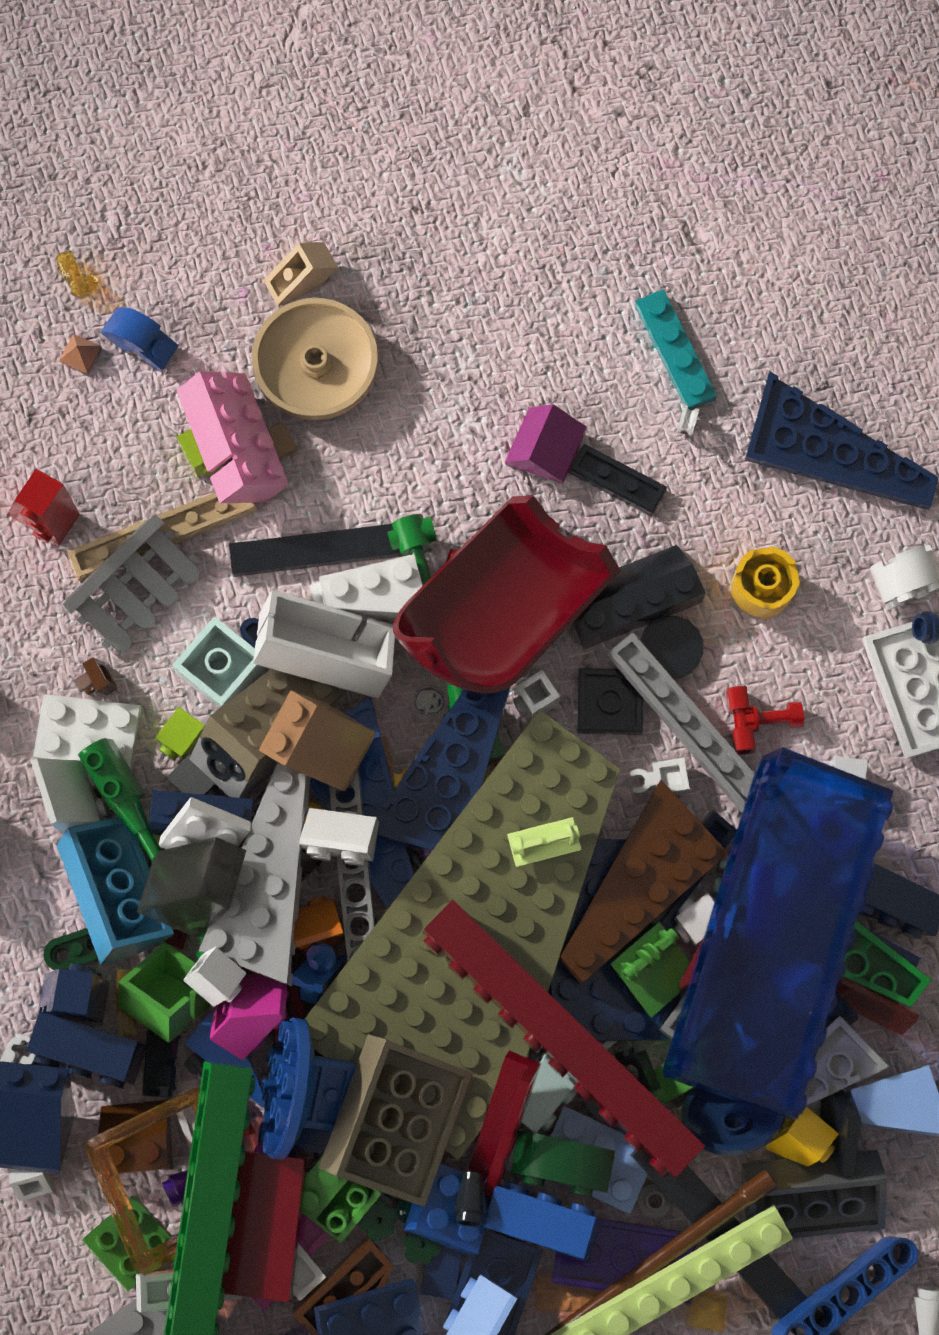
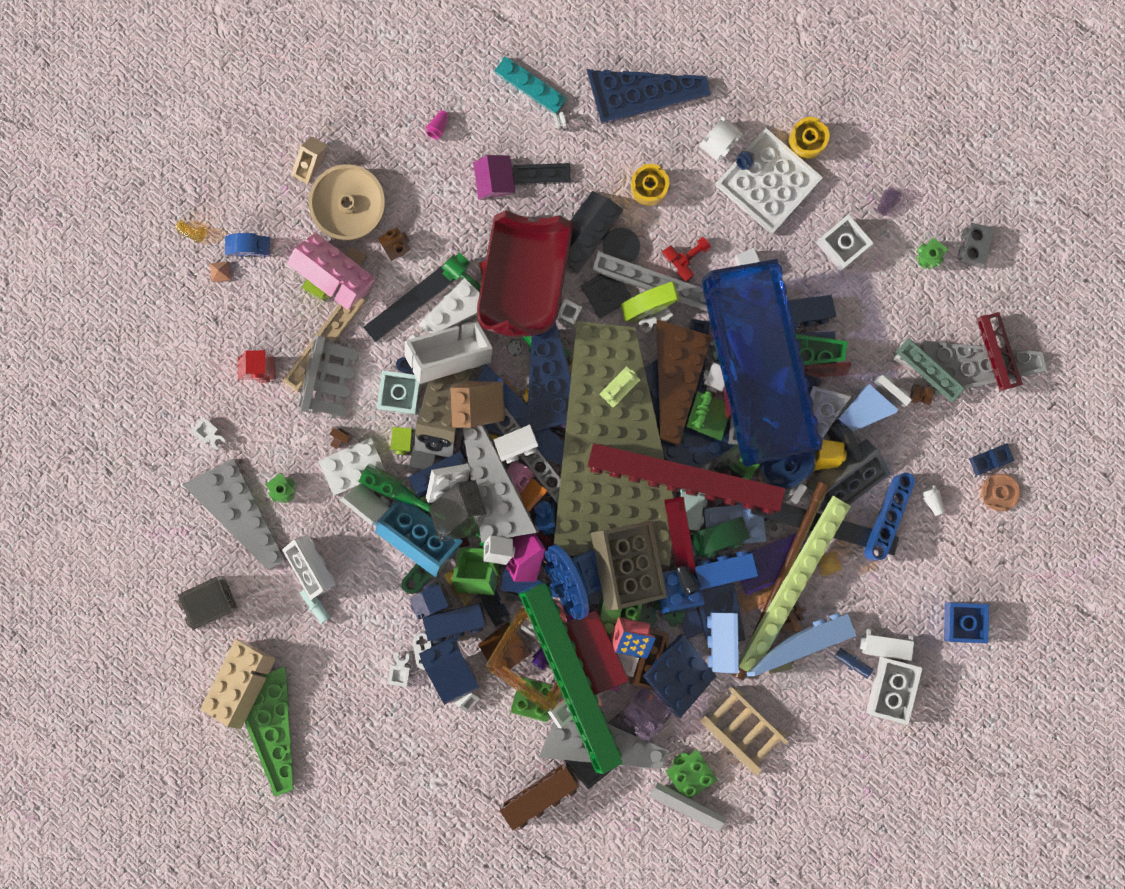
camera: 30 degrees left, 10 degrees up
(317, 887) = (520, 475): none -> bright pink window
(334, 1238) = (631, 638): none -> piece
(346, 453) = (395, 243): none -> reddish brown brick
(508, 329) = (437, 125): none -> dark pink cone
(665, 748) = (650, 302): none -> lime slope
(717, 1167) = (794, 494): none -> white plate

